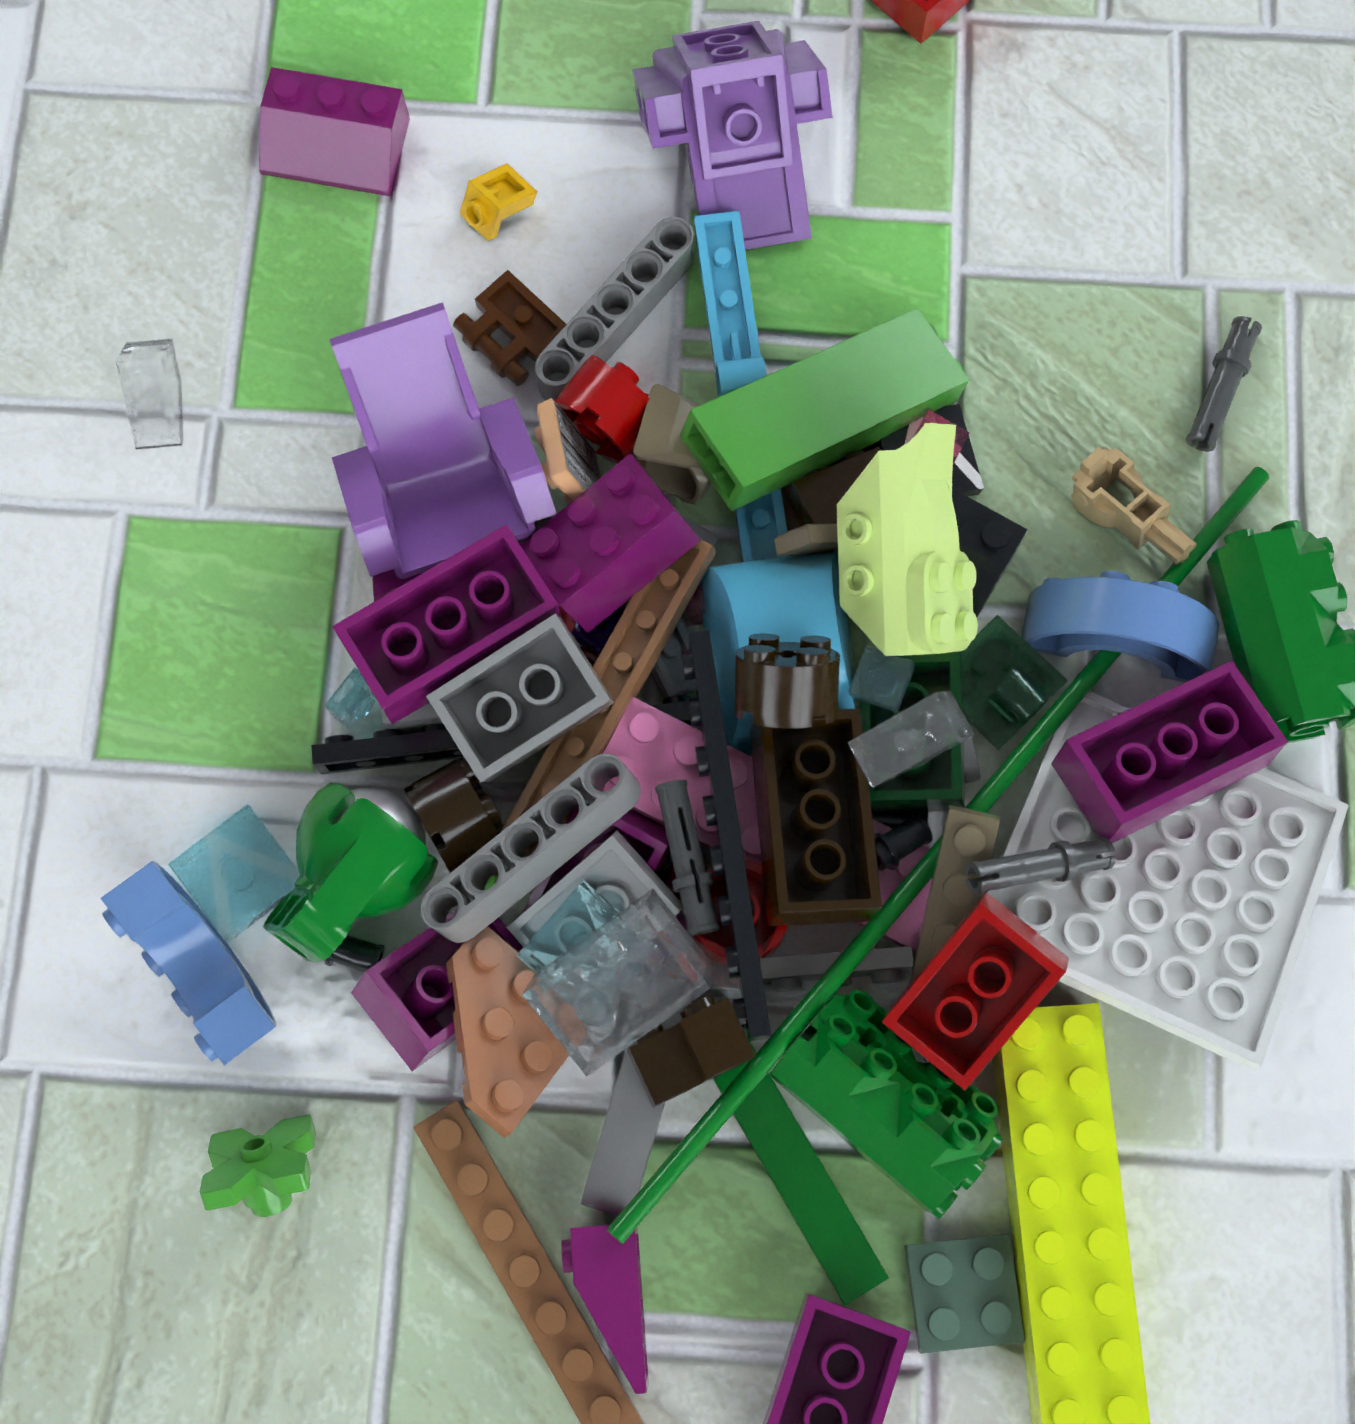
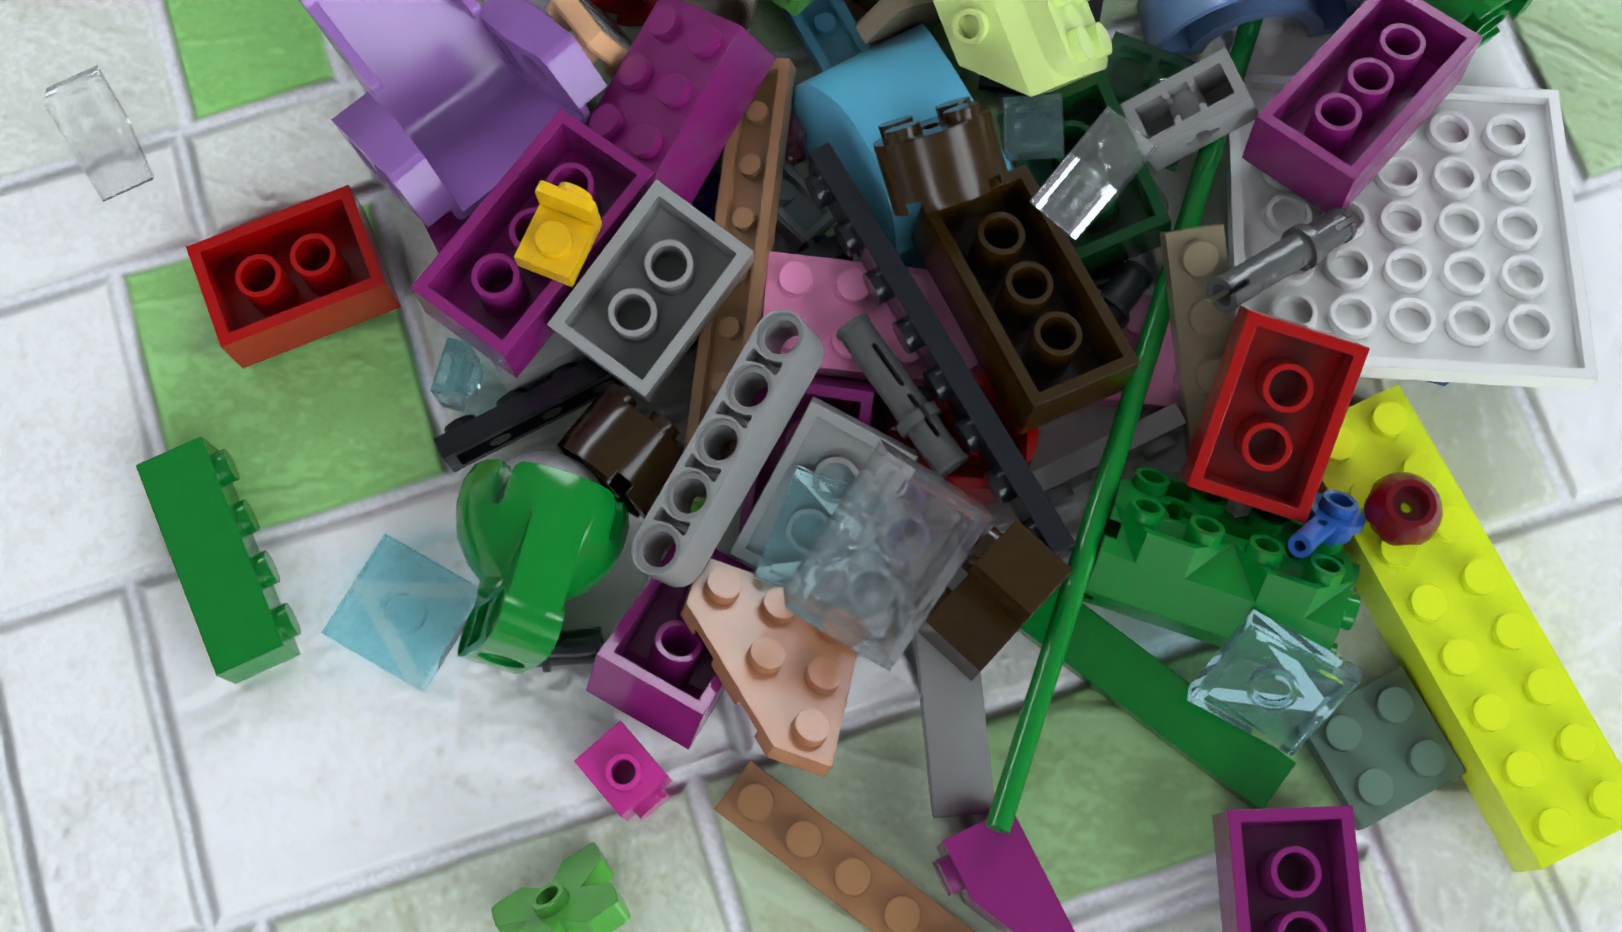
camera: 20 degrees left, 0 degrees up
(112, 775) = (219, 560): none -> green brick
(194, 957) = (393, 721): medium blue brick -> none
(256, 571) = (293, 277): none -> red brick
(355, 1070) = (625, 773): none -> dark pink brick
(463, 628) = (560, 232): none -> yellow bracket
(892, 1207) = (1274, 683): none -> clear light blue tile
(991, 1095) = (1331, 521): none -> blue plate
(1019, 710) = (1192, 108): none -> light grey brick
(1037, 1113) = (1394, 525): none -> dark red plate

